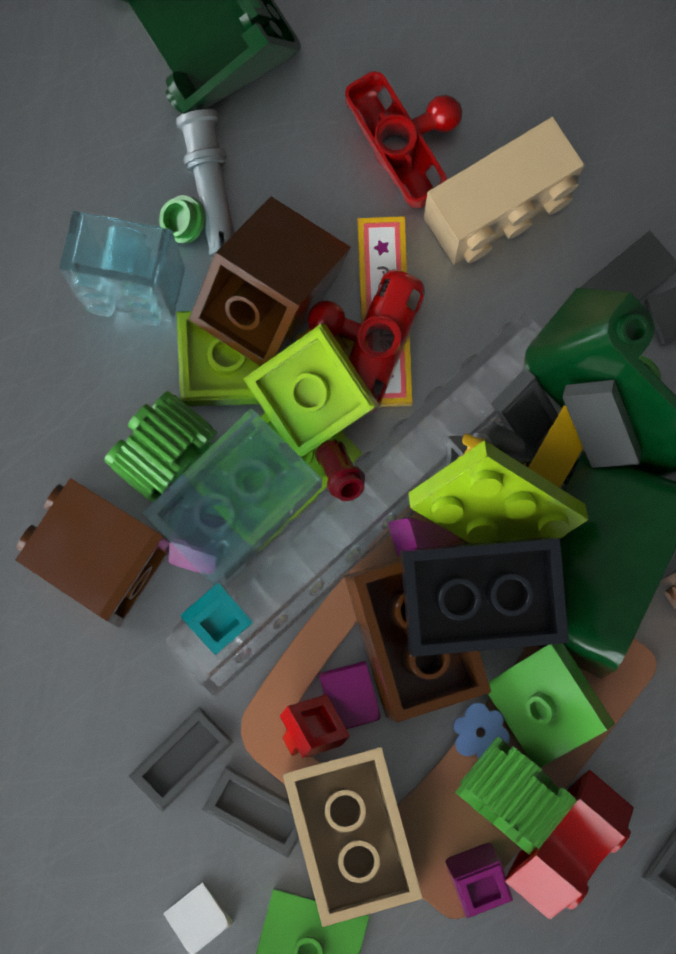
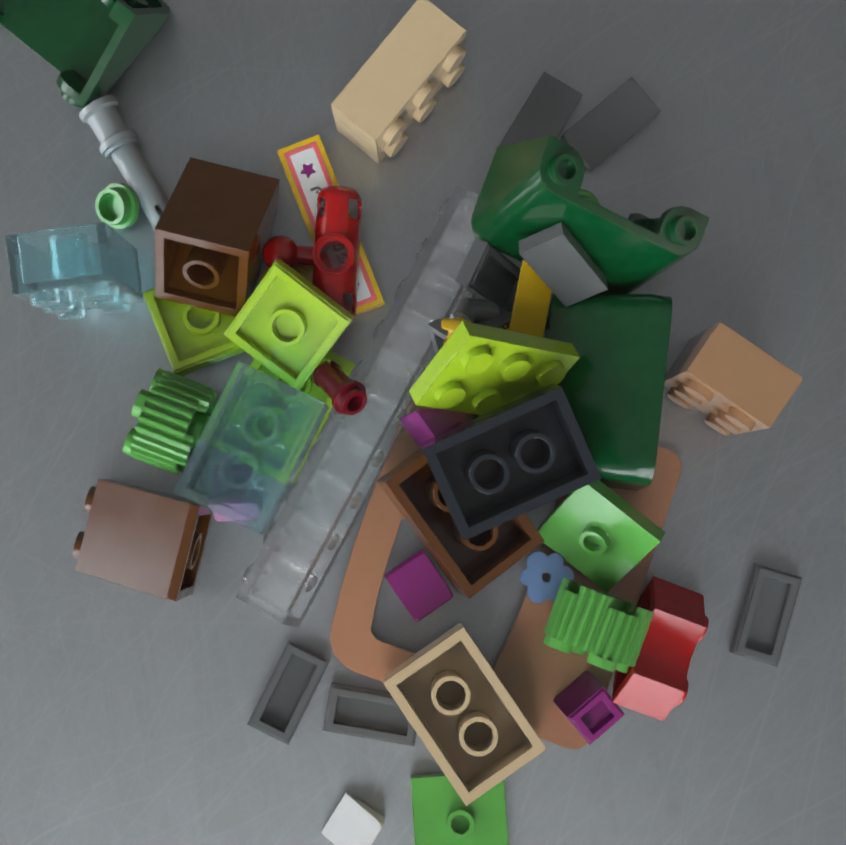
camera: 20 degrees left, 5 degrees up
(216, 619) = (274, 562): teal tile -> none
(313, 727) = (396, 626): red tile -> none
(410, 163) = (307, 83): red piece -> none

